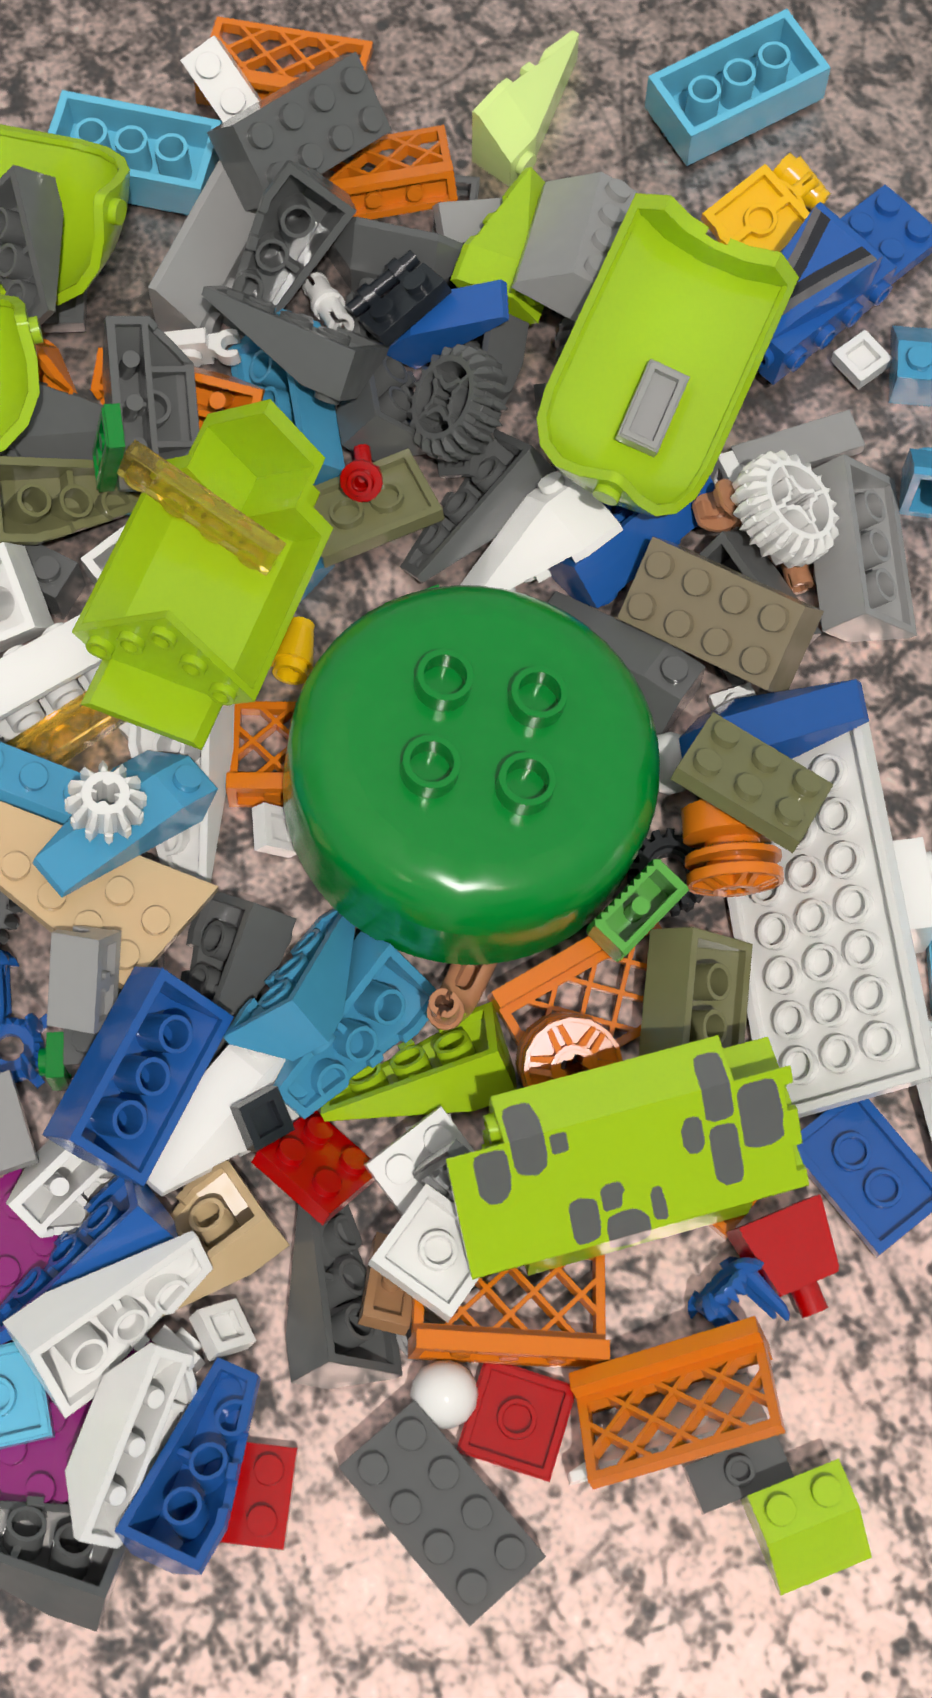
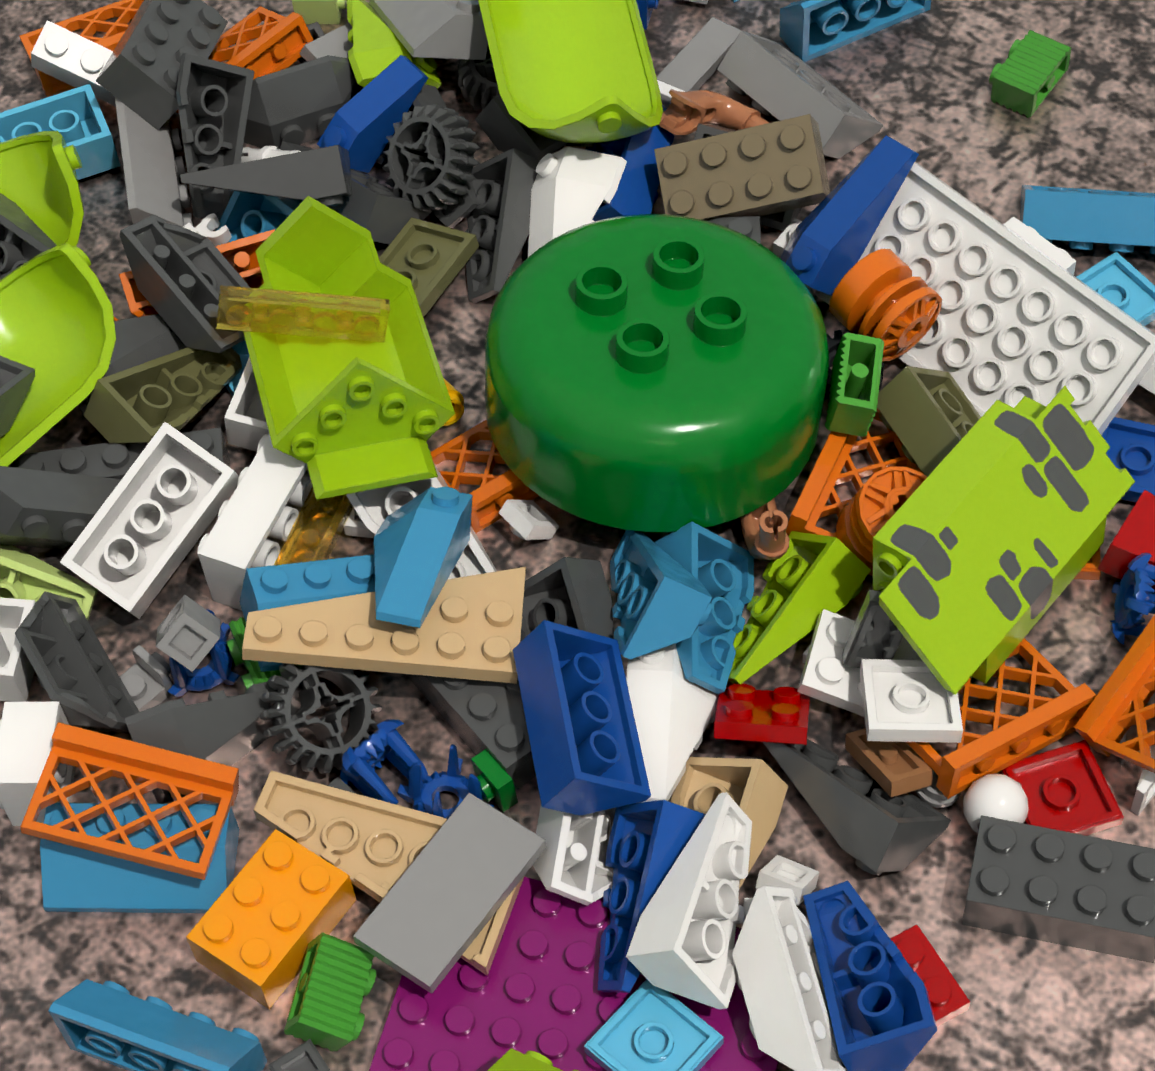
camera: 30 degrees left, 15 degrees down
(83, 977) = (480, 680): light grey hinge -> none
(102, 816) = (403, 536): white gear -> none
(108, 447) = (195, 315): green tile -> none
(262, 1118) = (698, 698): black plate -> none
(361, 478) = (397, 248): red plate -> none
(405, 304) = (338, 112): black plate -> none
(652, 408) = (580, 72): light grey tile -> none
(752, 782) = (871, 239): olive plate -> none
(785, 509) = (731, 85): white gear -> none

